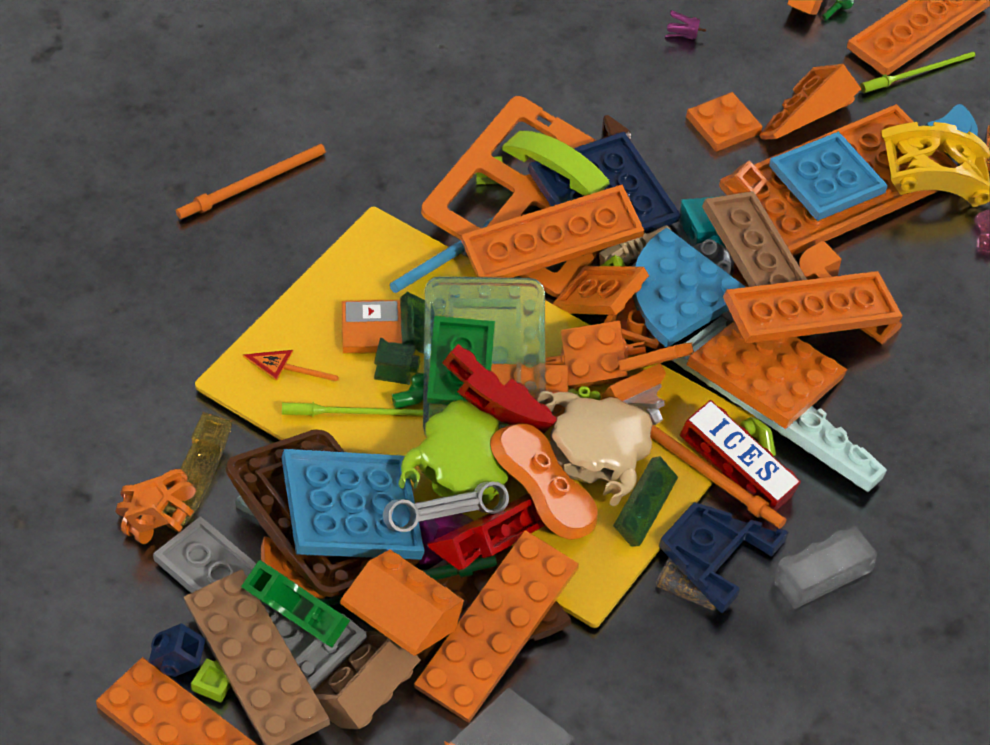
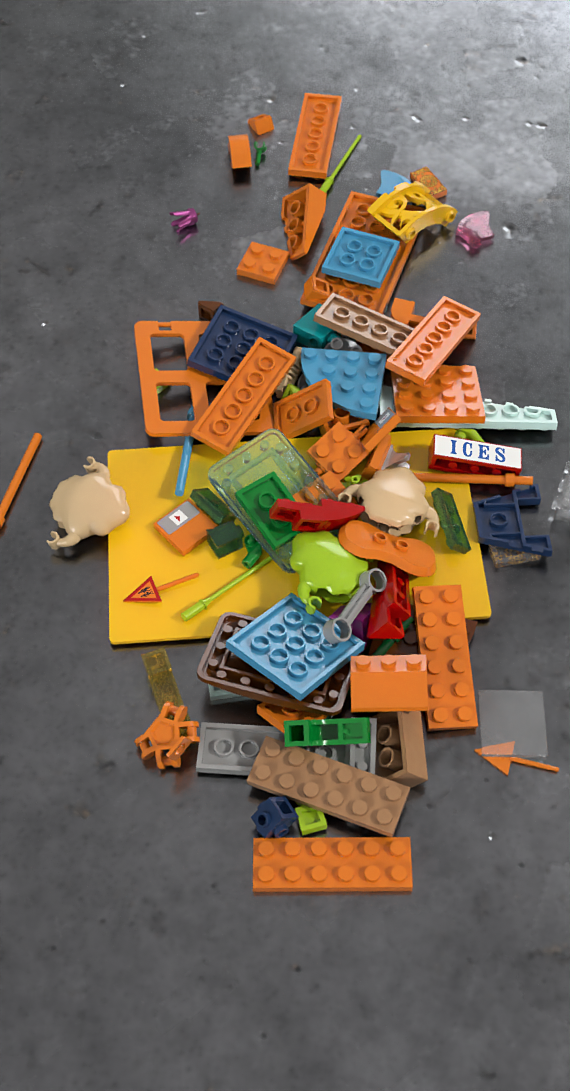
camera: 35 degrees left, 5 degrees up
(294, 241) = (87, 505): none -> tan piece
(560, 157) = (201, 344): lime slope -> none

